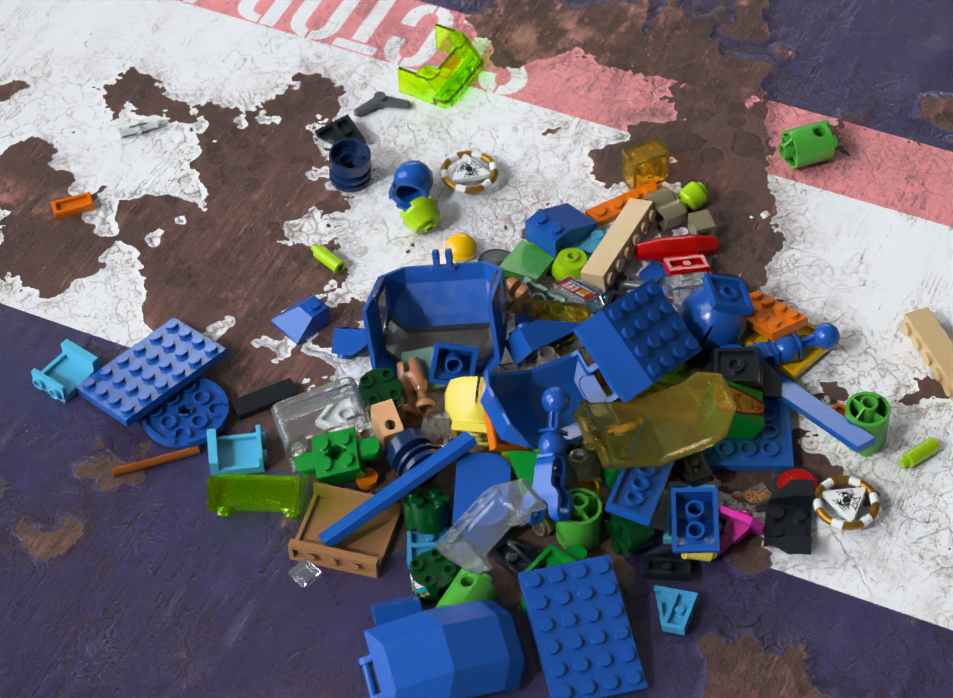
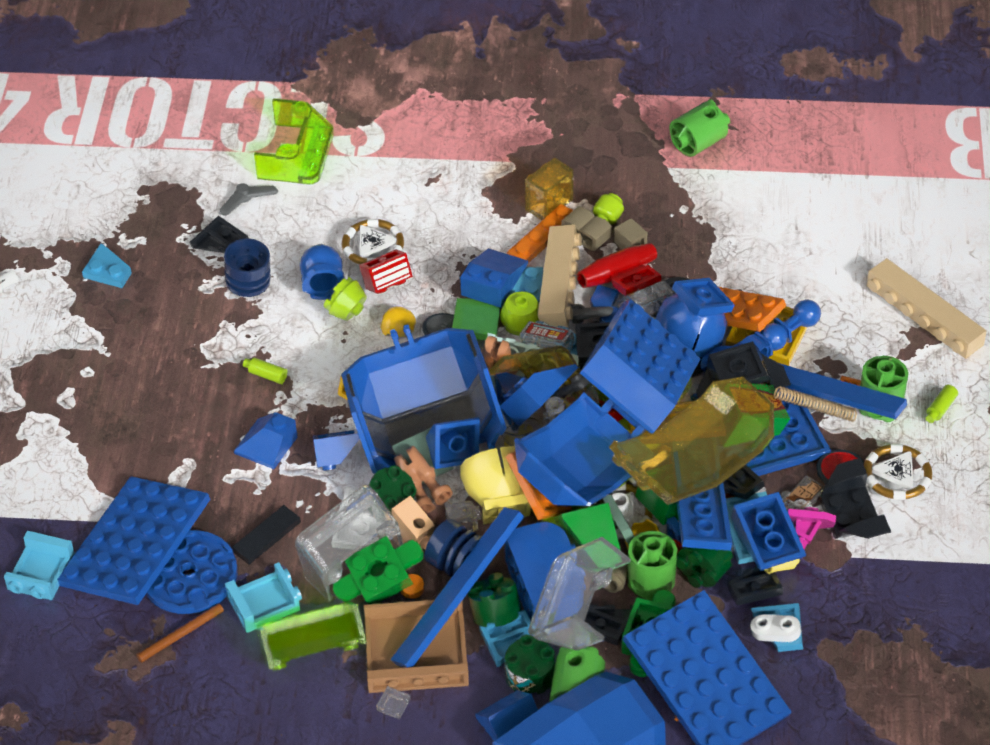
camera: 20 degrees left, 0 degrees up
(236, 135) = (107, 268): none -> dark azure wing
(468, 200) = (386, 271): none -> brick
(550, 465) = (612, 515): blue piece -> none
(663, 606) = (774, 628): none -> white plate
(827, 439) = (809, 398): none -> tan piece

